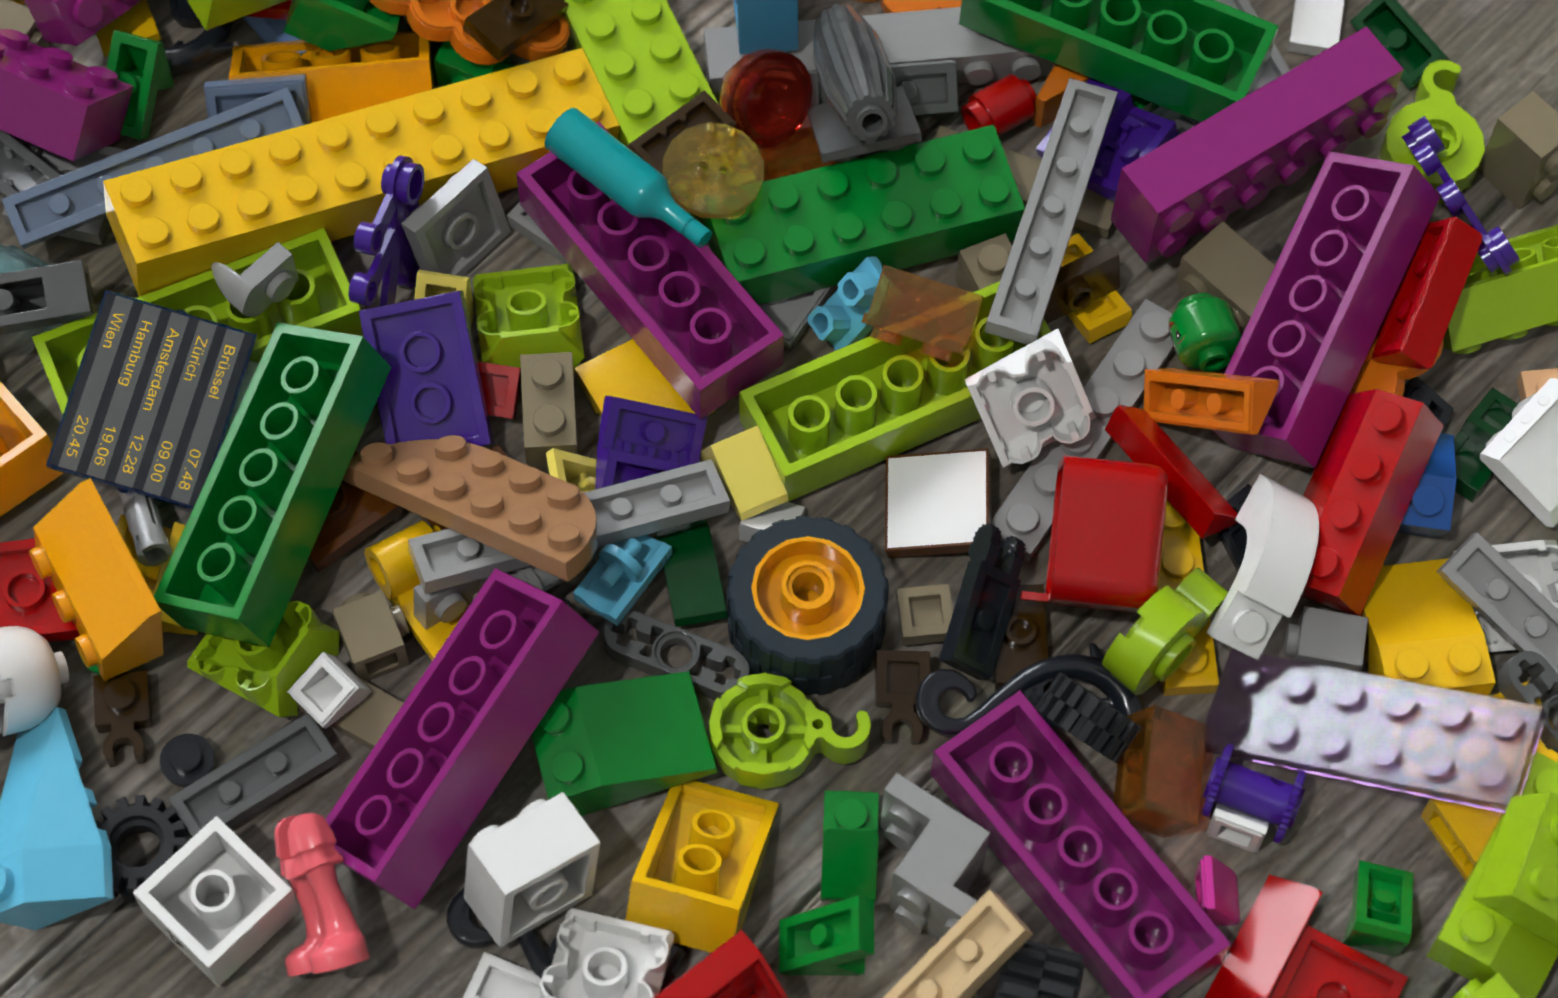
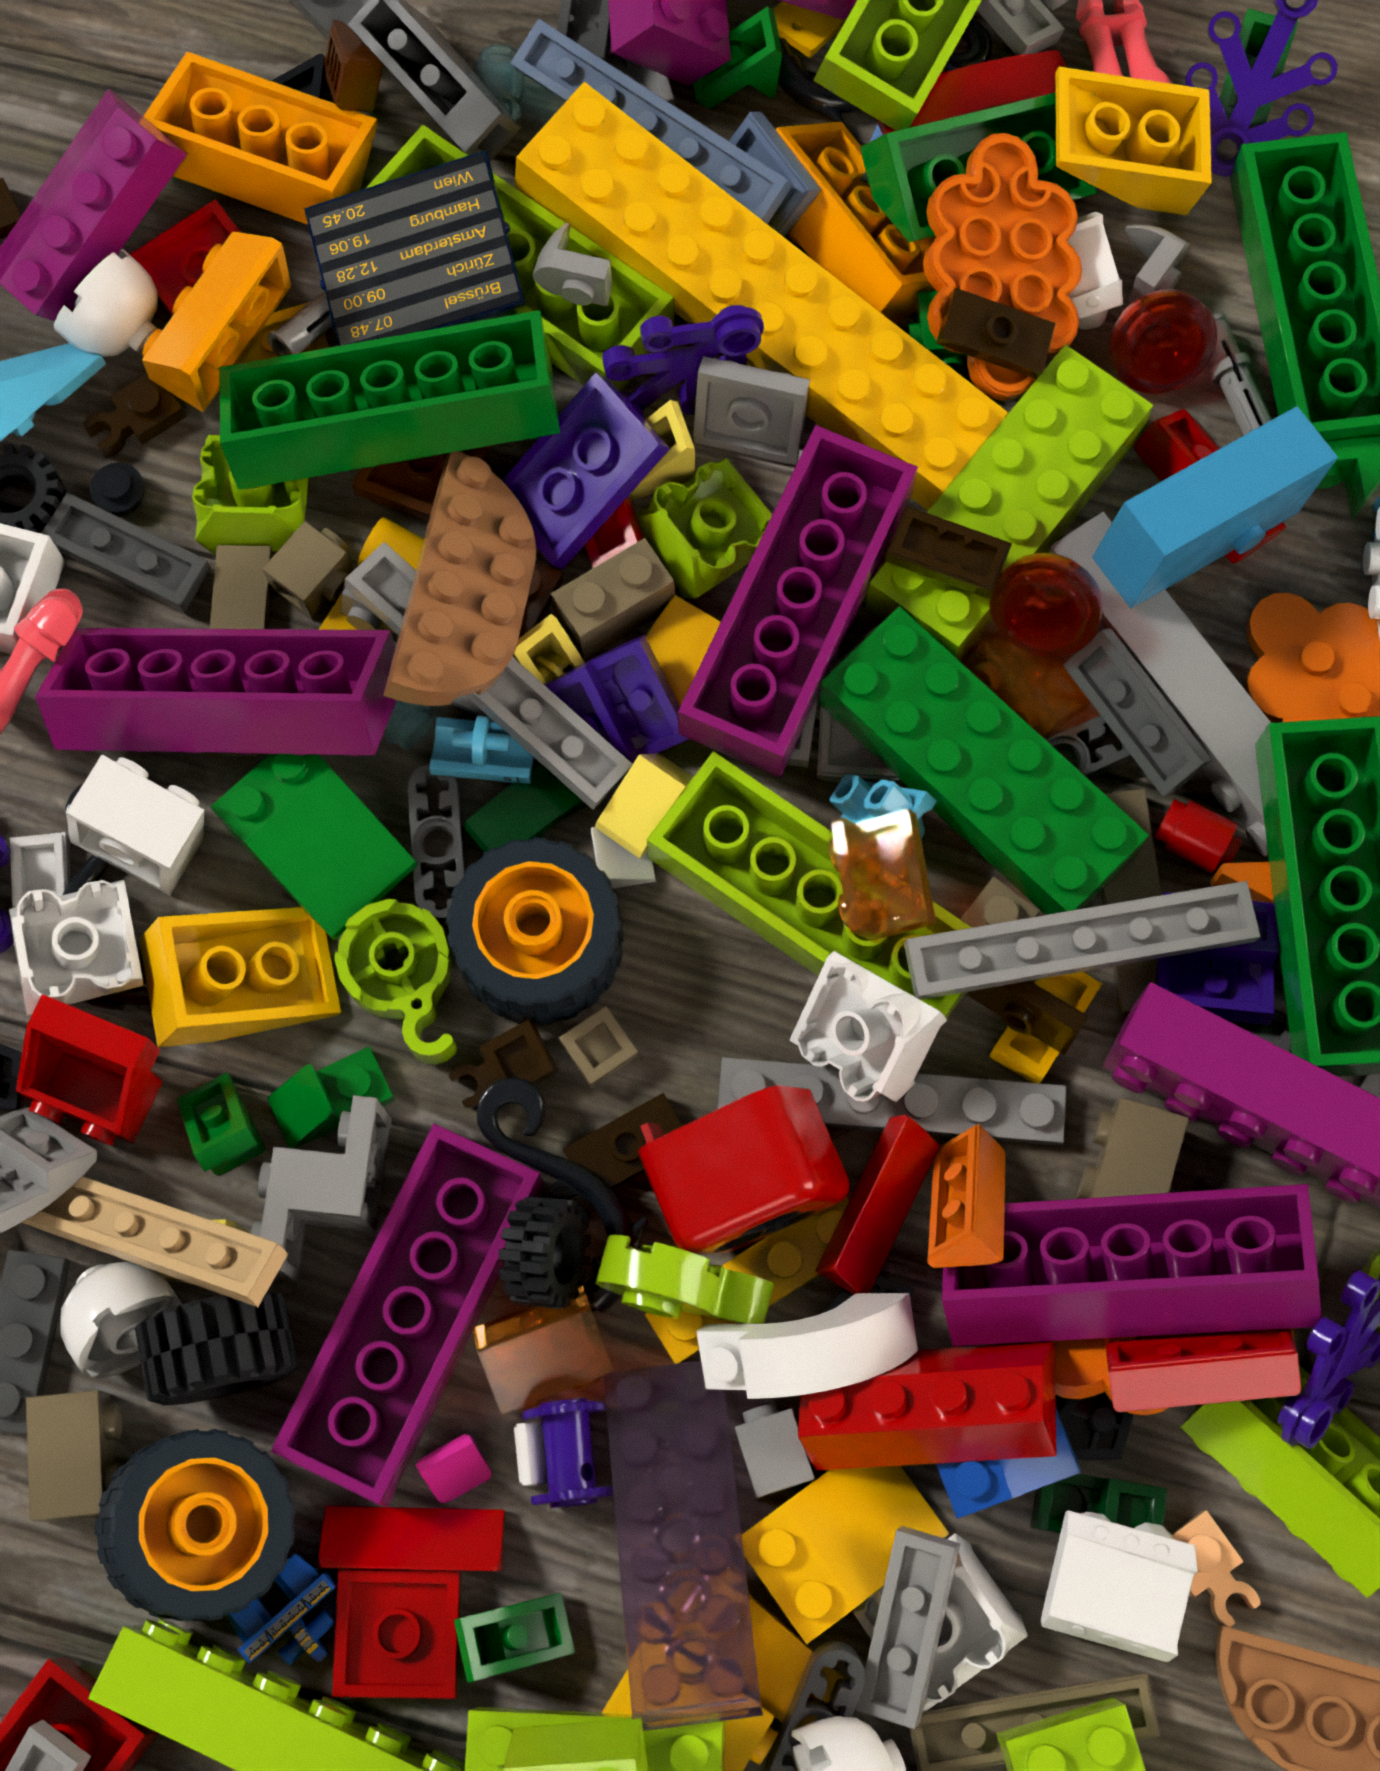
camera: 65 degrees right, 10 degrees up
(328, 690) = (235, 564): white slope -> none
(619, 173) = (858, 513): teal piece -> none
(710, 191) = (893, 604): clear yellow plate -> none
(861, 93) = (1081, 685): dark grey plate -> none
(936, 501) = (722, 999): white tile -> none
(984, 603) = (626, 1094): black hinge -> none
(1204, 332) = (1047, 1161): green head -> none

